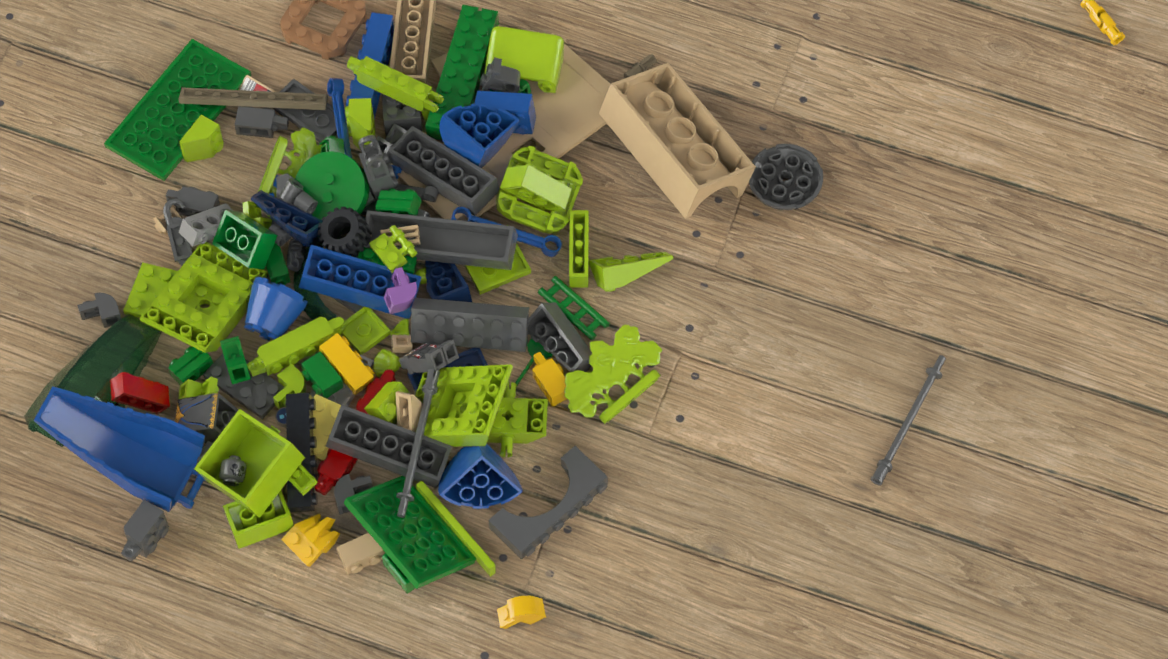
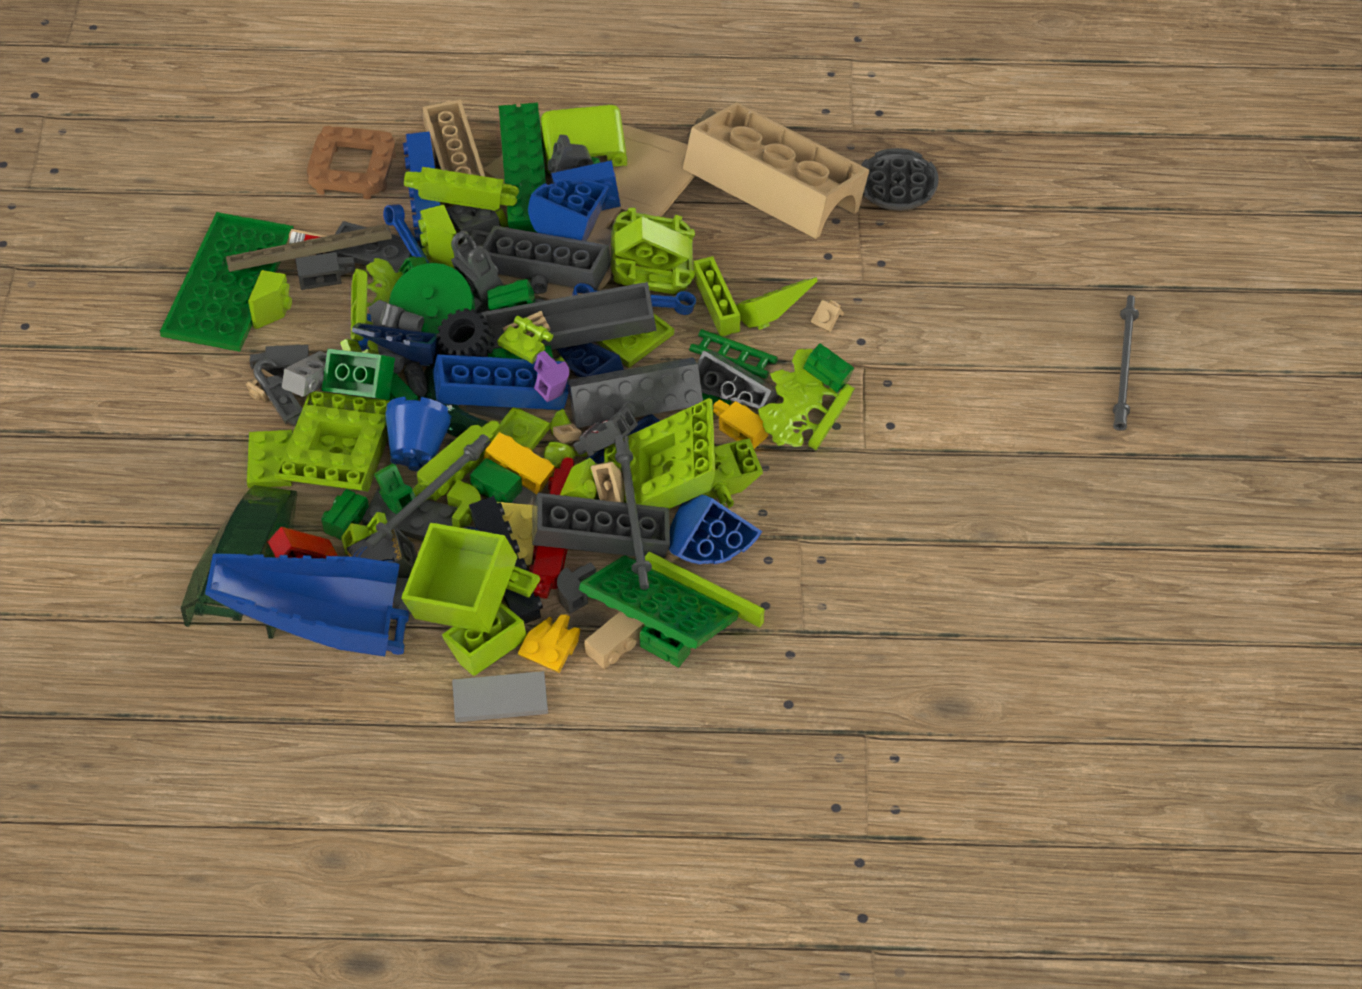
camera: 20 degrees left, 10 degrees down
(103, 306) = (223, 483): dark grey brick -> none
(144, 531) = (364, 683): dark grey hinge -> none
(232, 471) = (443, 589): dark grey head -> none
(252, 573) = (499, 696): none -> light grey tile
(306, 345) = (471, 453): none -> dark grey bar
(521, 609) = (810, 644): yellow brick -> none
(526, 533) = (780, 573): dark grey arch -> none
(641, 352) = (828, 367): none -> green brick
(669, 294) = (827, 315): none -> tan bracket

